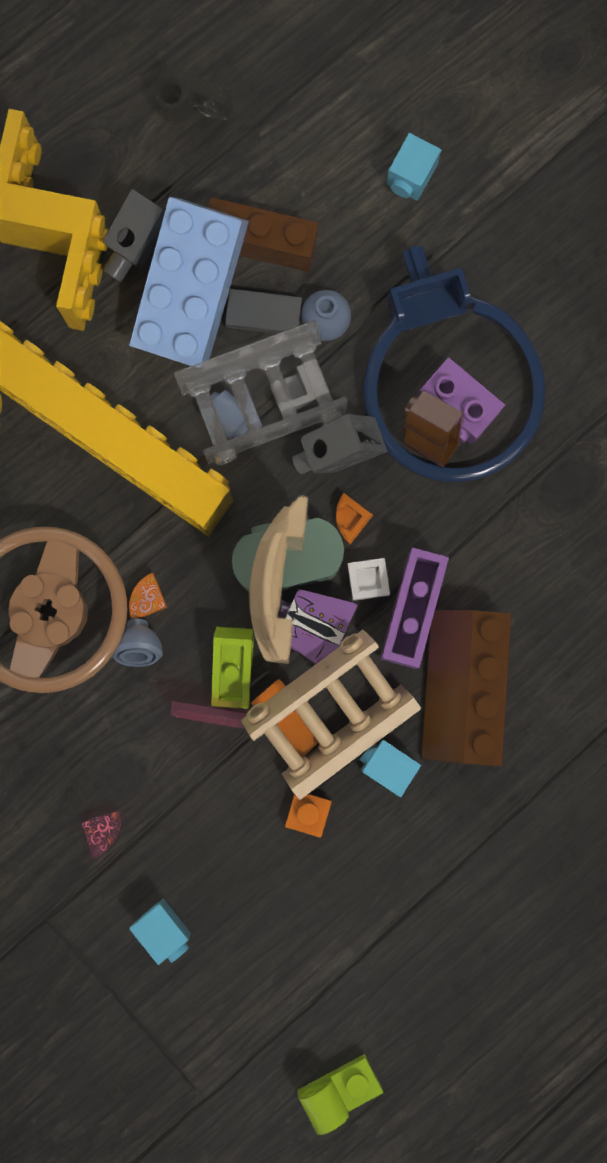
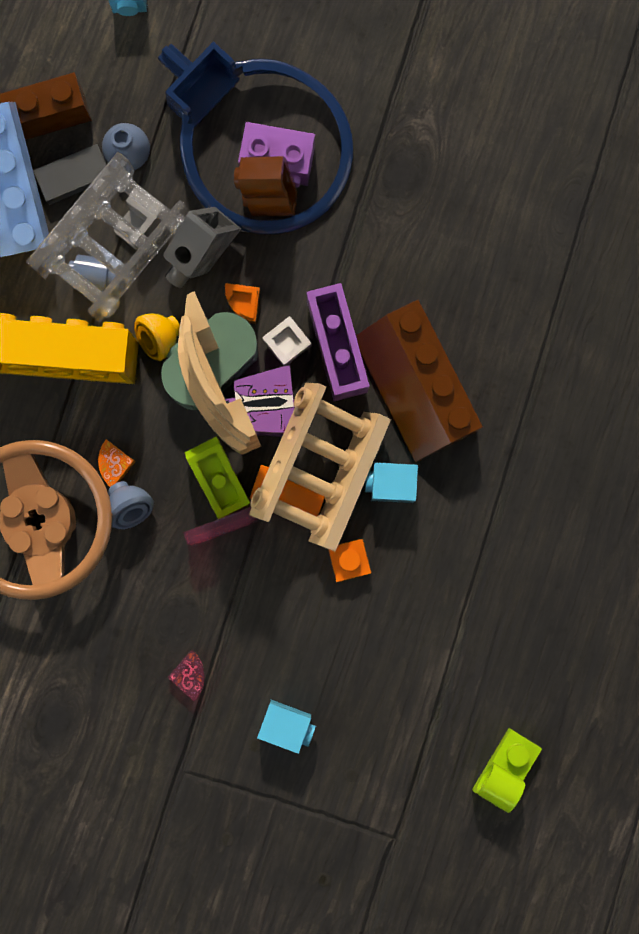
camera: 30 degrees left, 0 degrees up
(254, 504) = (156, 334): none -> yellow brick

